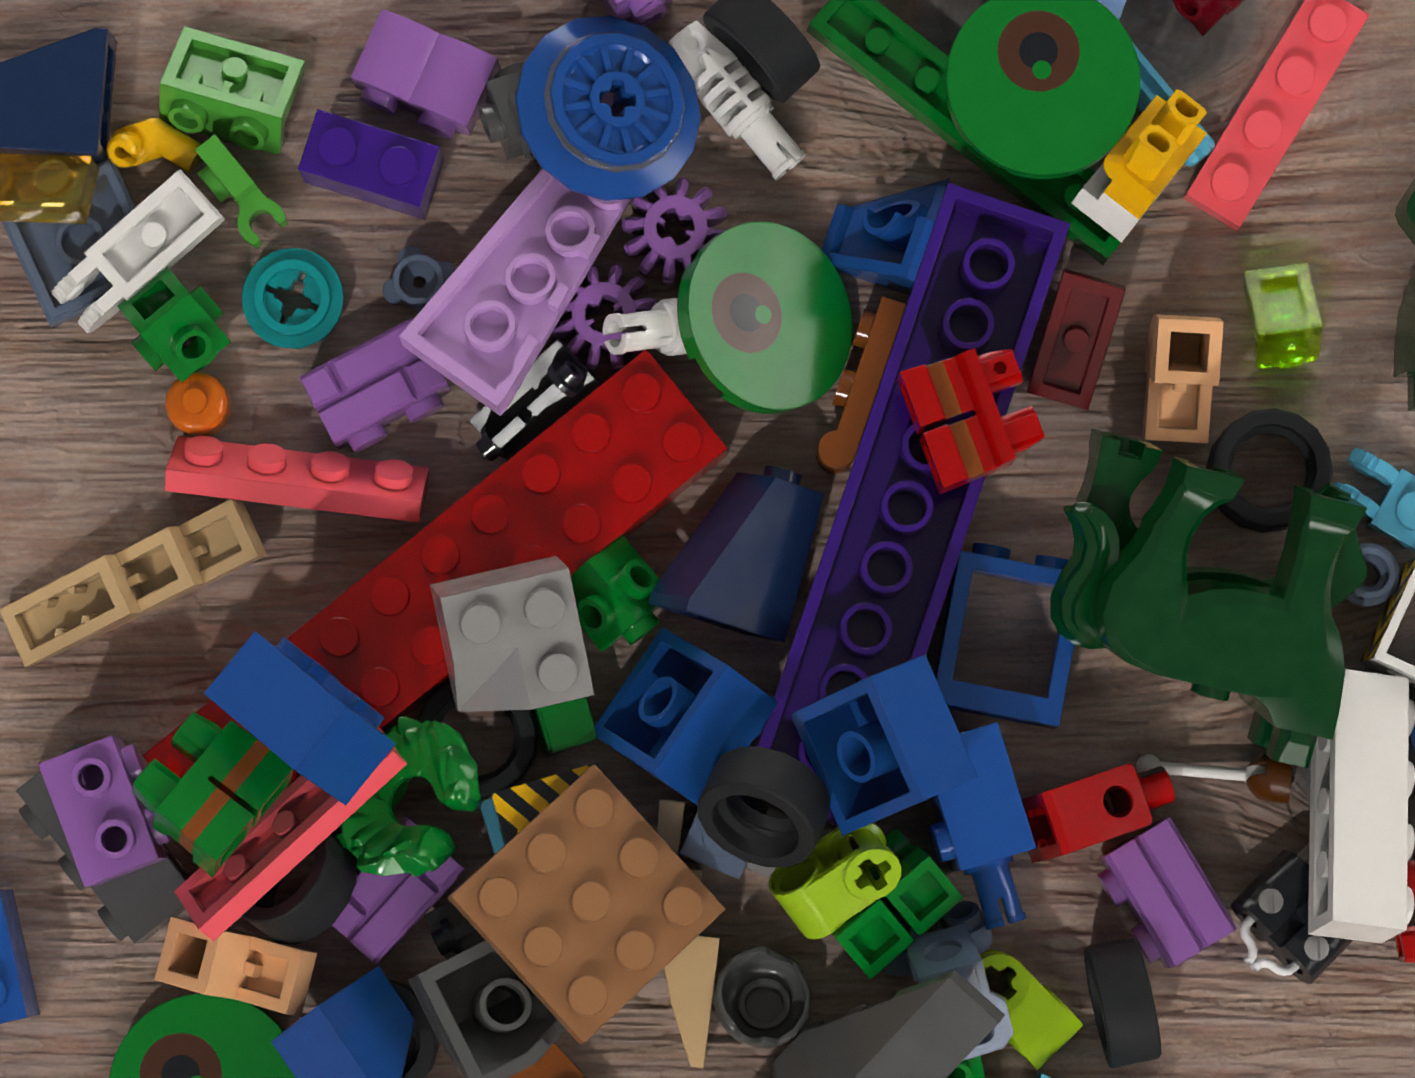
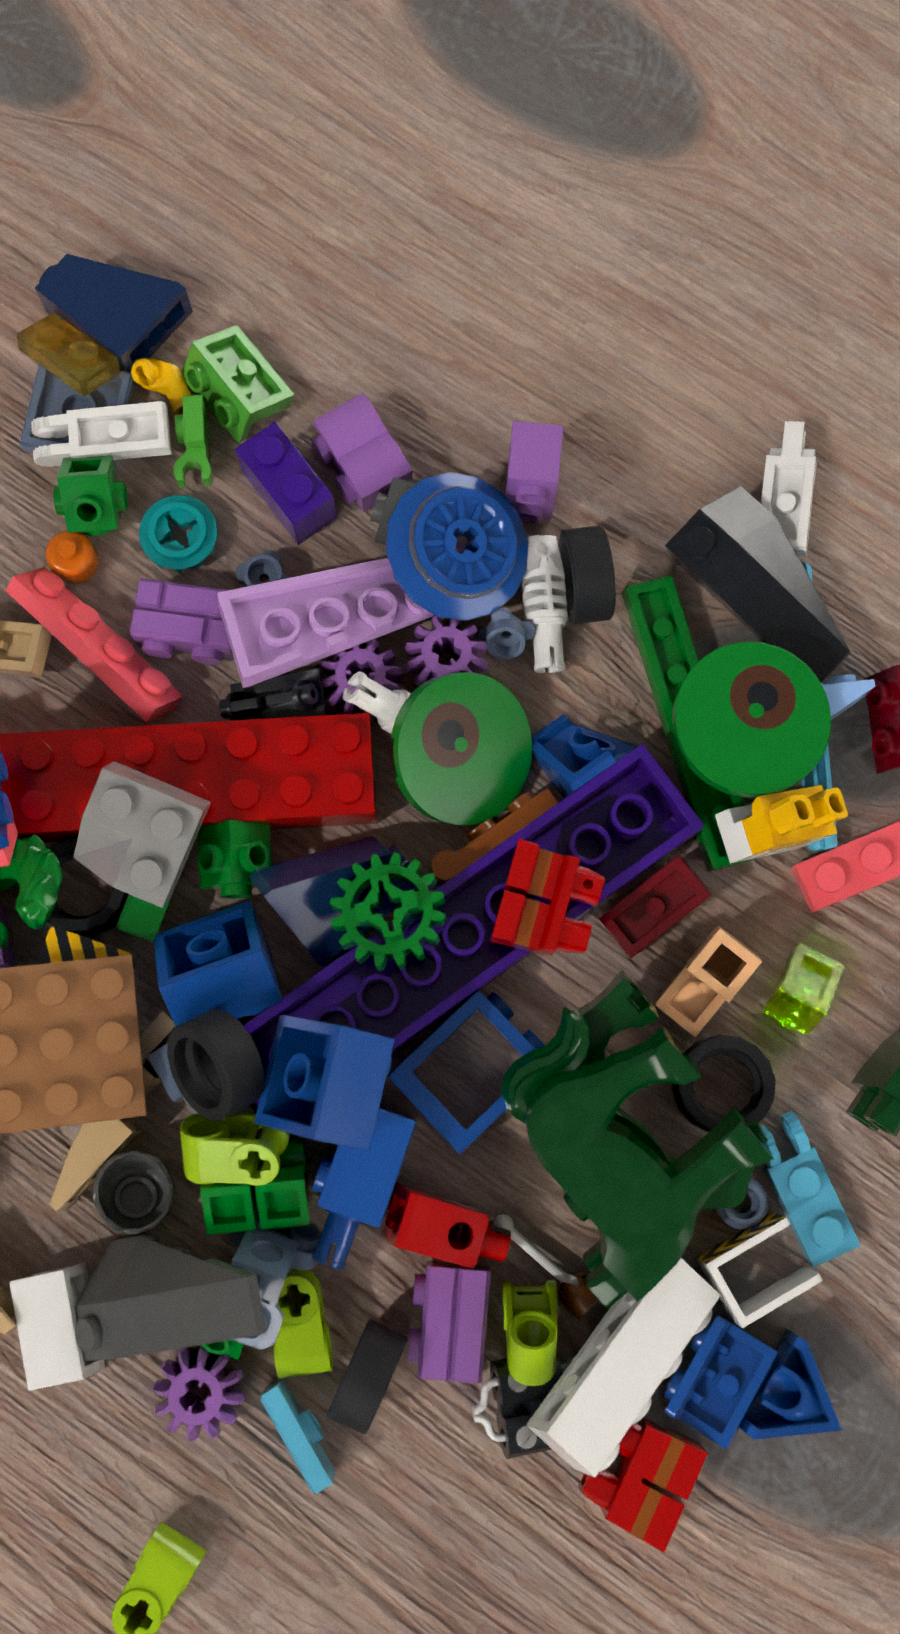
camera: 35 degrees right, 5 degrees down
(721, 163) = (506, 645): none -> sand blue plate
(838, 512) = (408, 906): none -> green gear
(1248, 845) = (531, 1331): none -> lime piece

